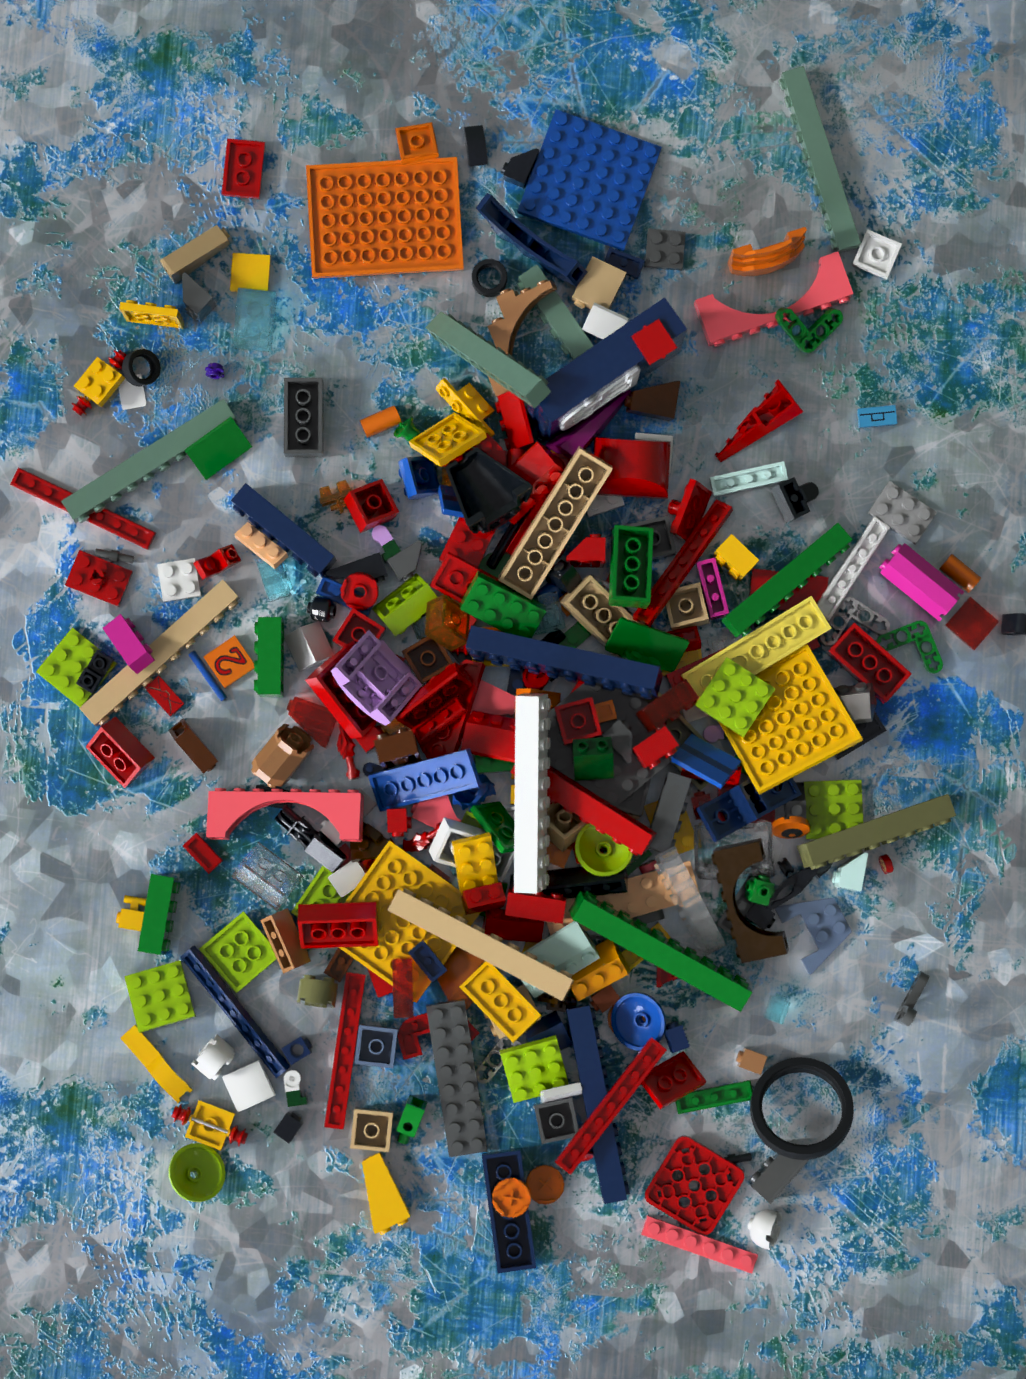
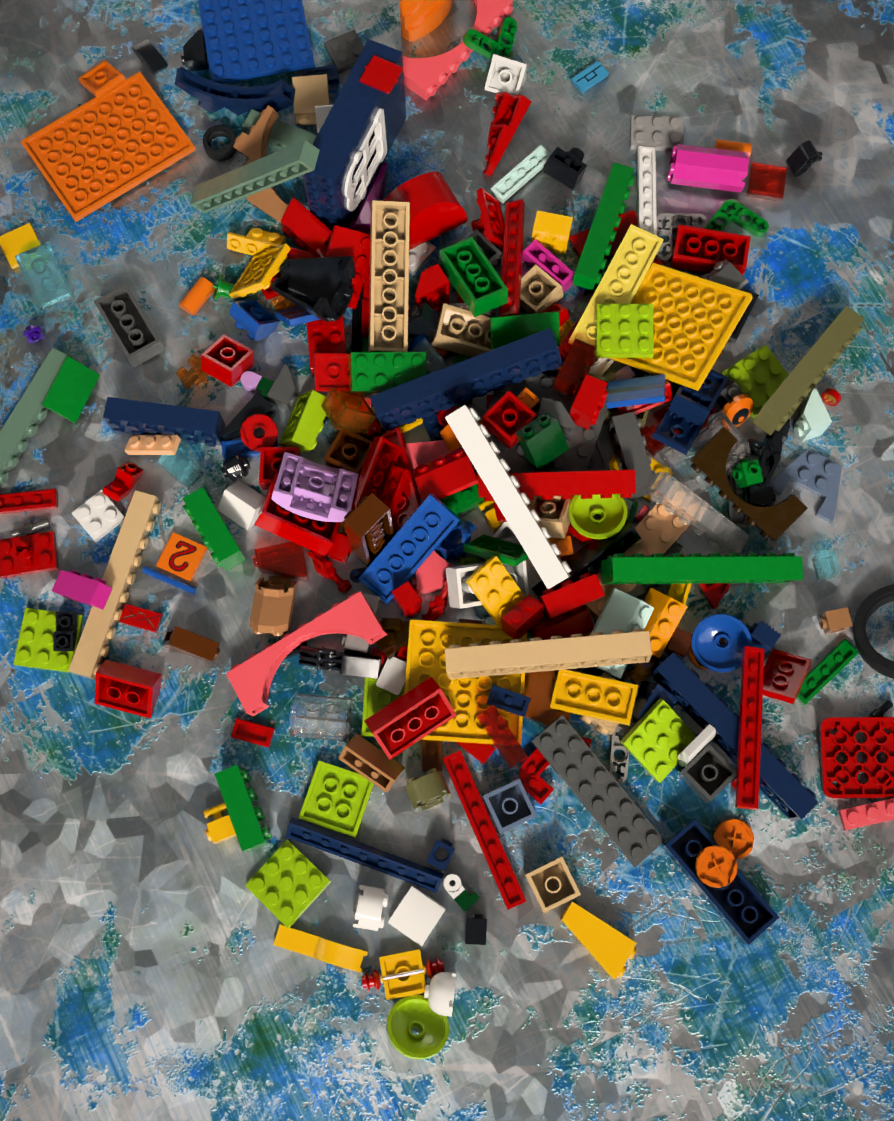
camera: 25 degrees left, 10 degrees down
(231, 1158) = (441, 993): none -> white cylinder
(413, 1114) = (578, 845): green torso -> none
(654, 401) = (409, 157): reddish brown slope -> none
(795, 372) = (506, 75): none -> white slope

